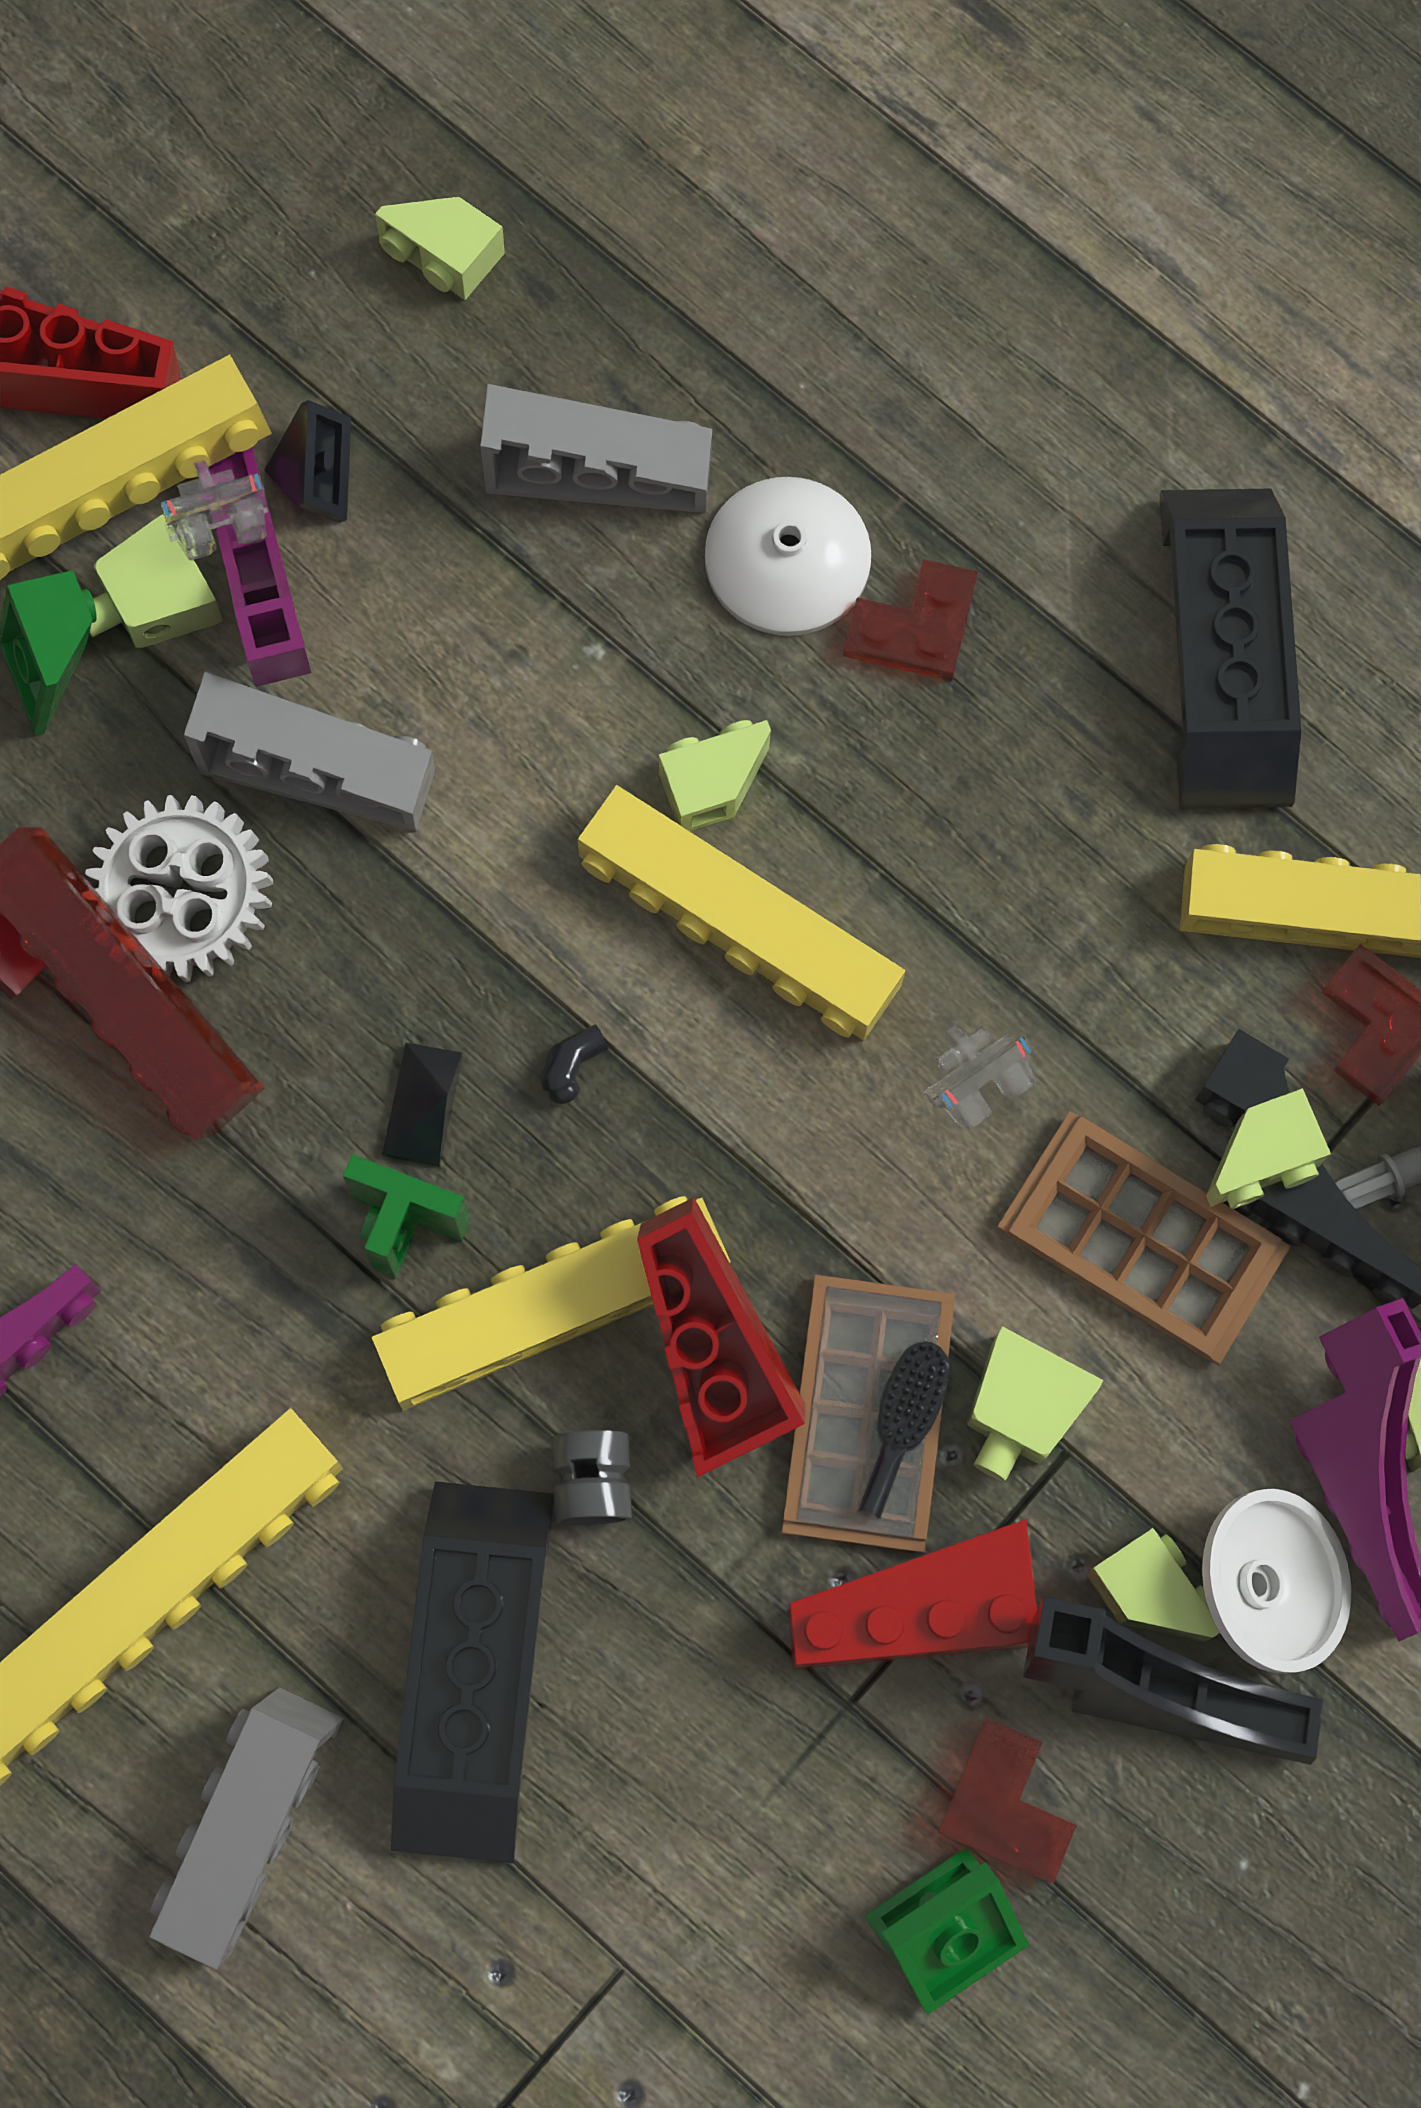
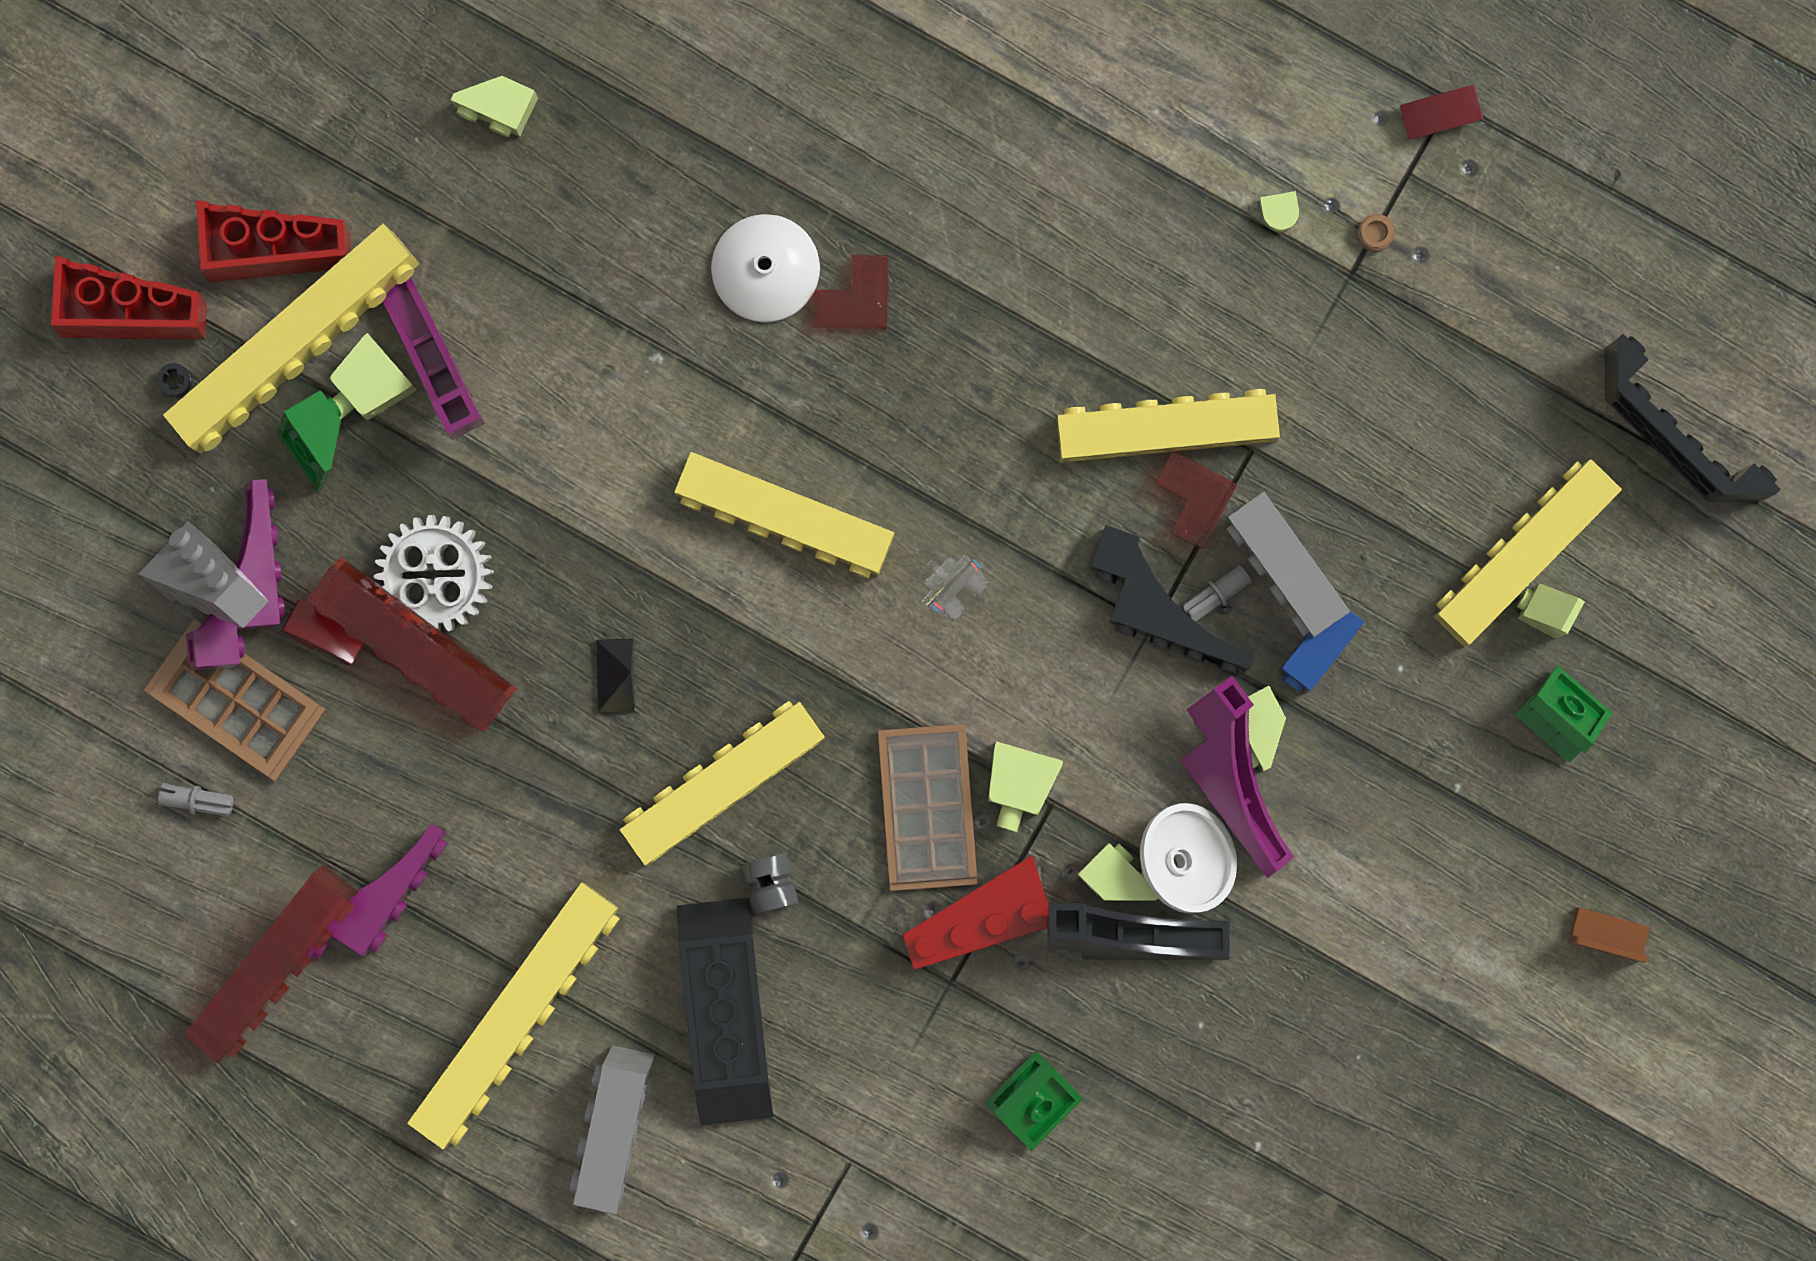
camera: 10 degrees left, 10 degrees up
(212, 503) = (413, 321): clear hips -> none
(307, 754) = (495, 472): light grey wedge -> none
(314, 461) = (450, 273): black slope -> none
(398, 1208) = (615, 762): green bracket -> none
(564, 1061) = (697, 631): black arm -> none
(592, 453) = (629, 231): light grey wedge -> none
(713, 775) = (750, 429): yellowish green slope -> none
(720, 1356) = (827, 792): red wedge -> none
(905, 1417) = (949, 806): black piece -> none
(988, 1807) = (1046, 1030): clear red plate -> none
(1143, 1238) = (1073, 664): medium nougat piece -> none
(1233, 648) = (1057, 270): black slope -> none
(1269, 1146) = (1133, 599): yellowish green slope -> none

